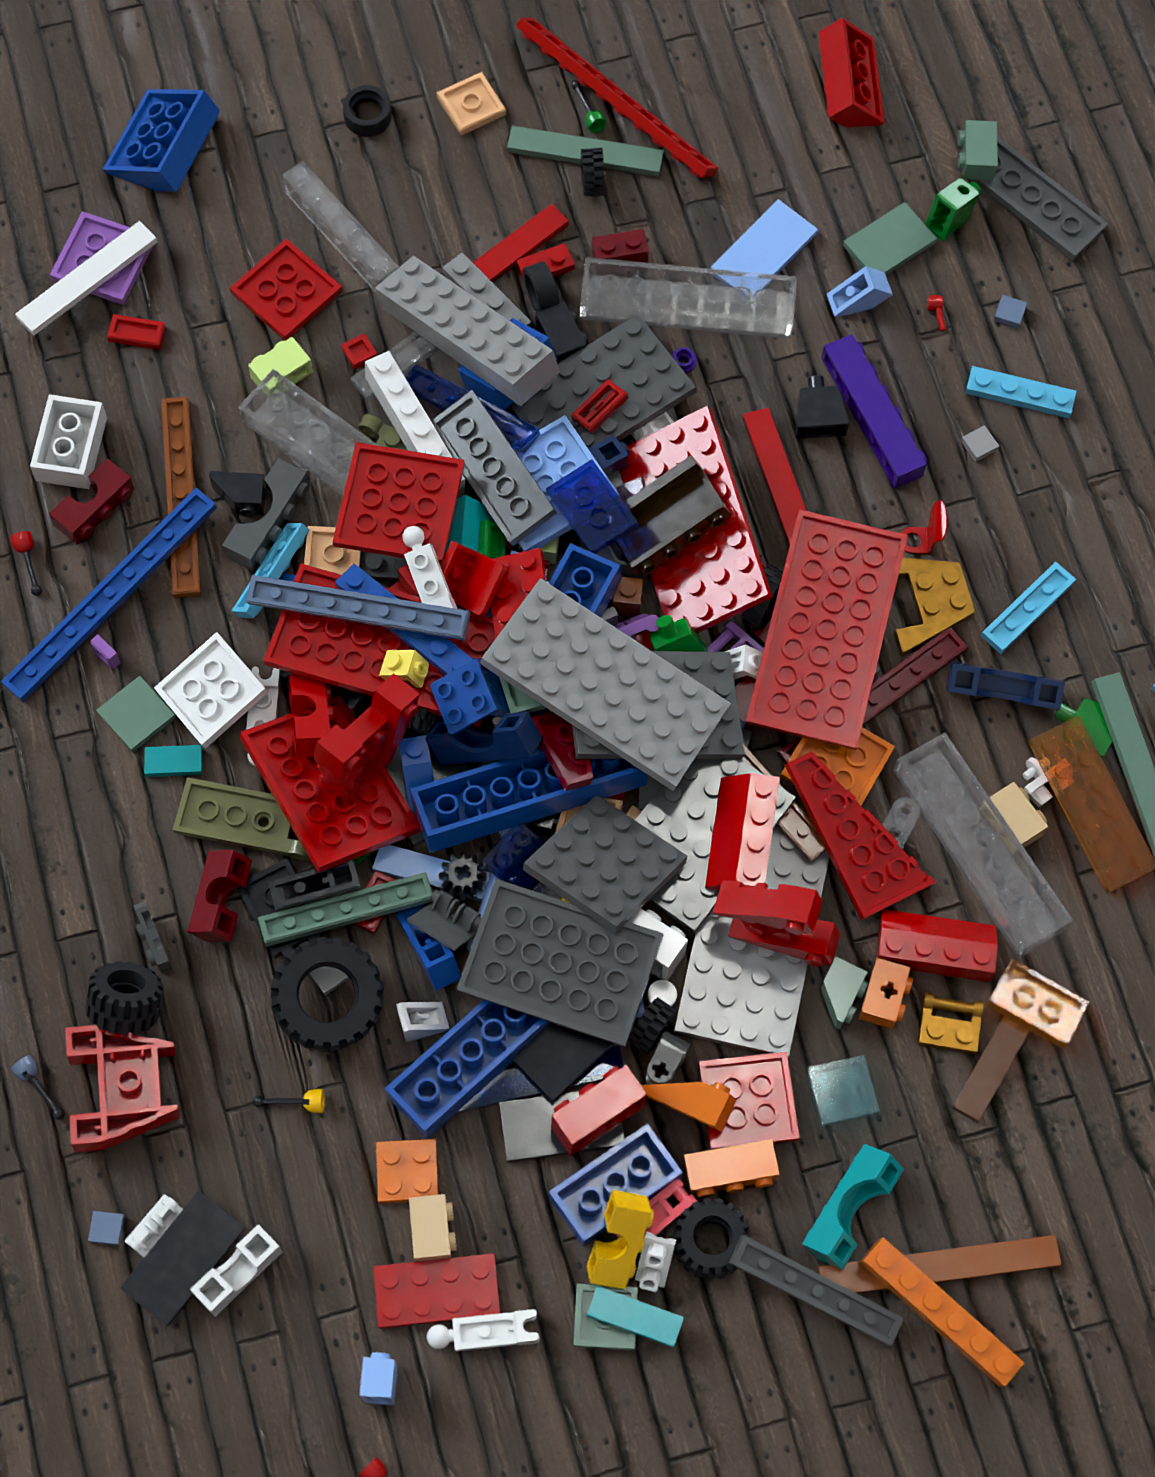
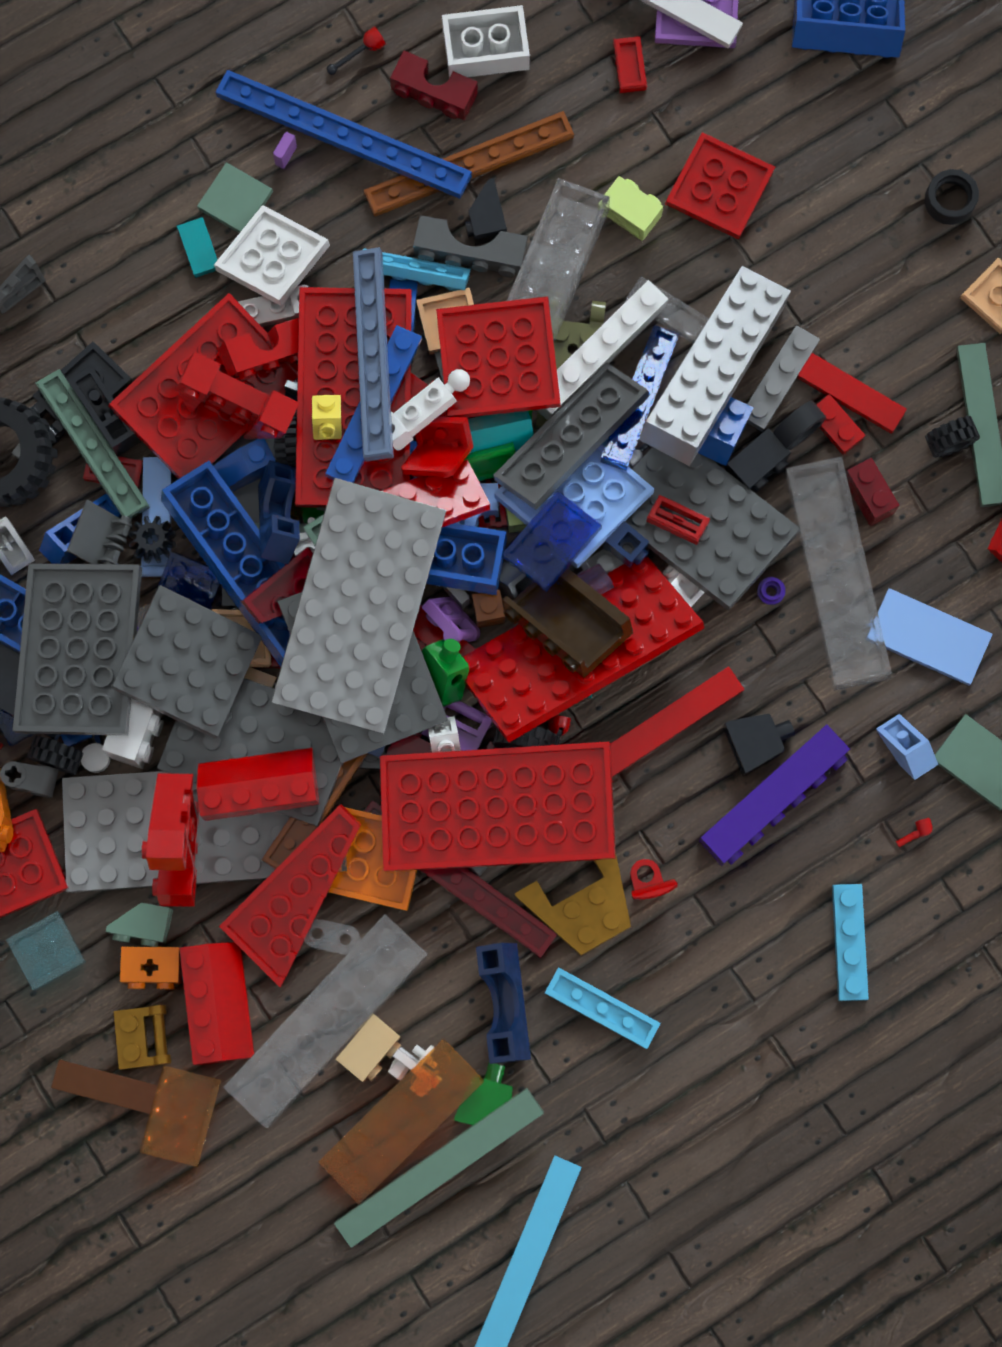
camera: 75 degrees right, 10 degrees up
(221, 874) = (54, 328): dark red arch -> none
(233, 817) = (155, 311): olive hinge -> none
(338, 225) = (806, 210): clear brick -> none
(358, 351) = (675, 275): red plate -> none
(469, 696) = (309, 483): blue bracket -> none
(980, 443) = (775, 914): light grey tile -> none
(1010, 311) = (942, 908): sand blue tile -> none

